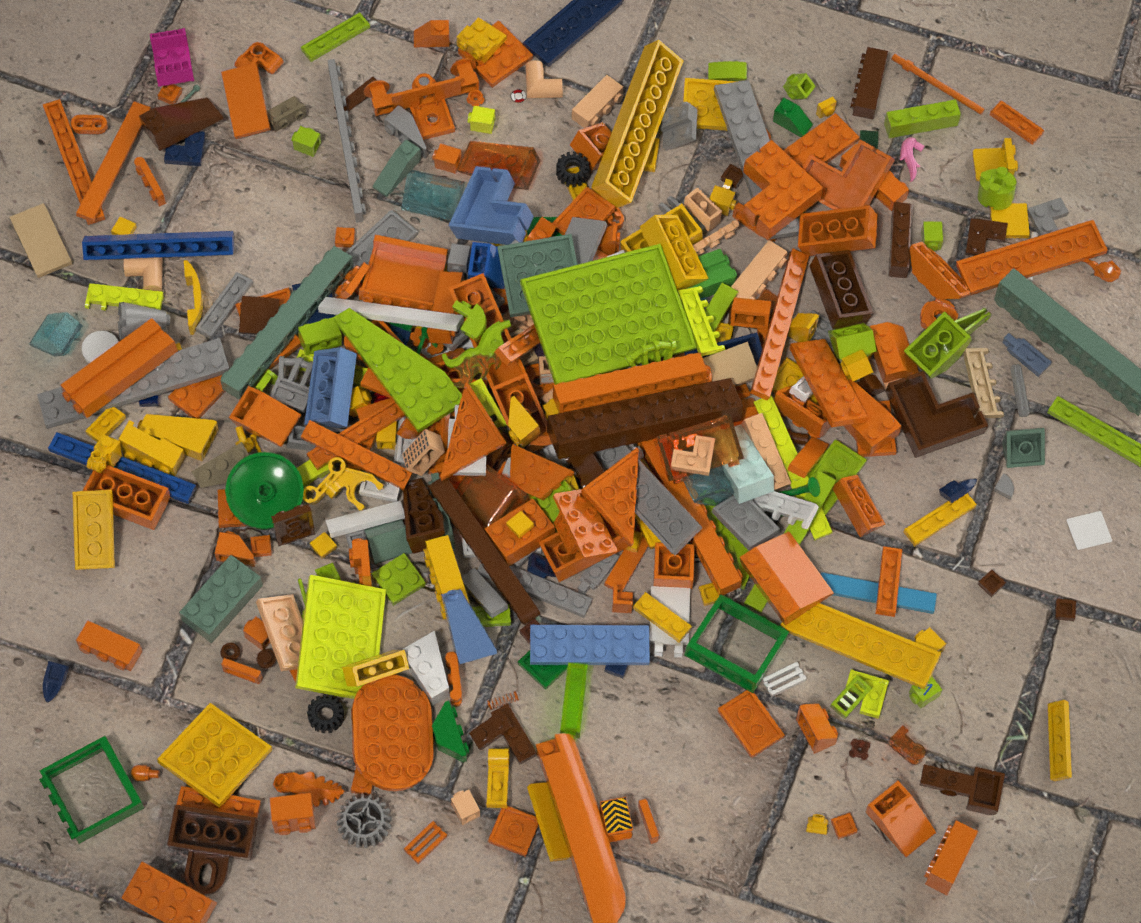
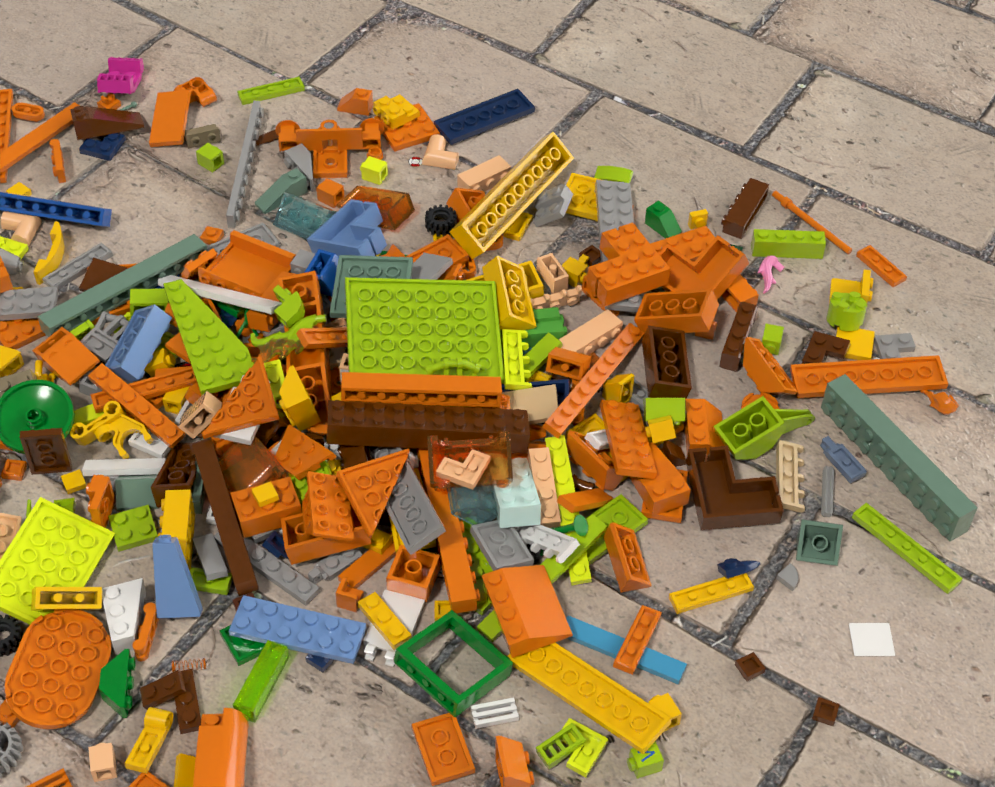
camera: 15 degrees right, 15 degrees down
(798, 86) = (676, 196): lime brick -> none

